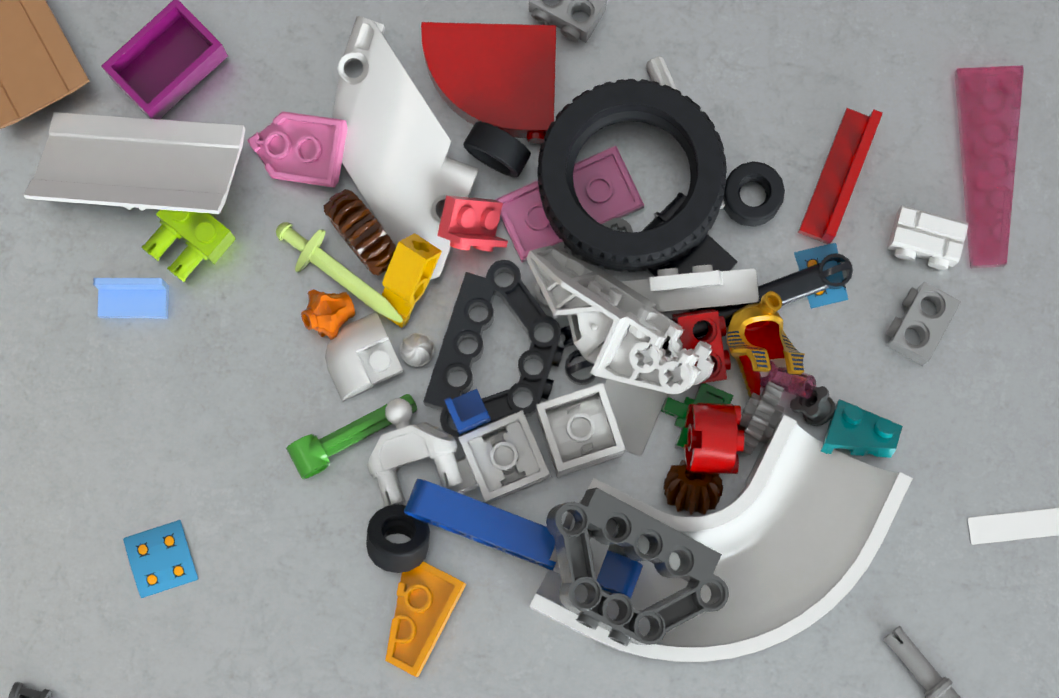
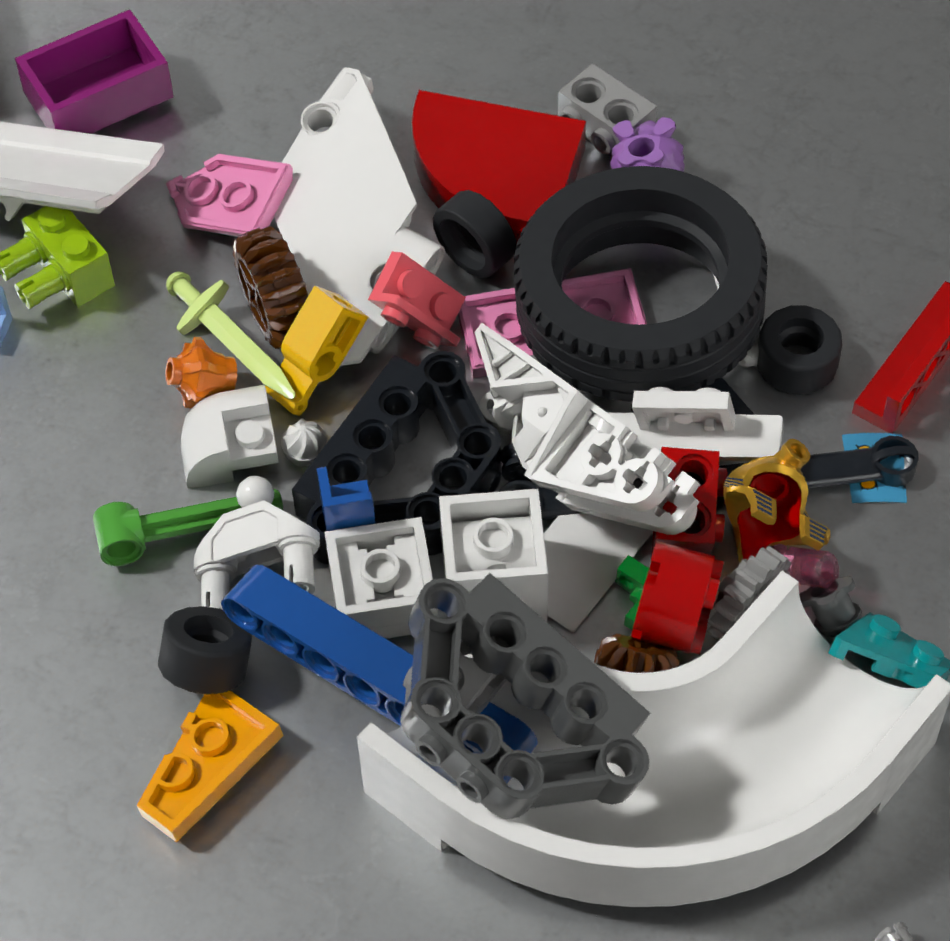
camera: 15 degrees right, 25 degrees down
(609, 50) = (647, 145): none -> medium lavender animal

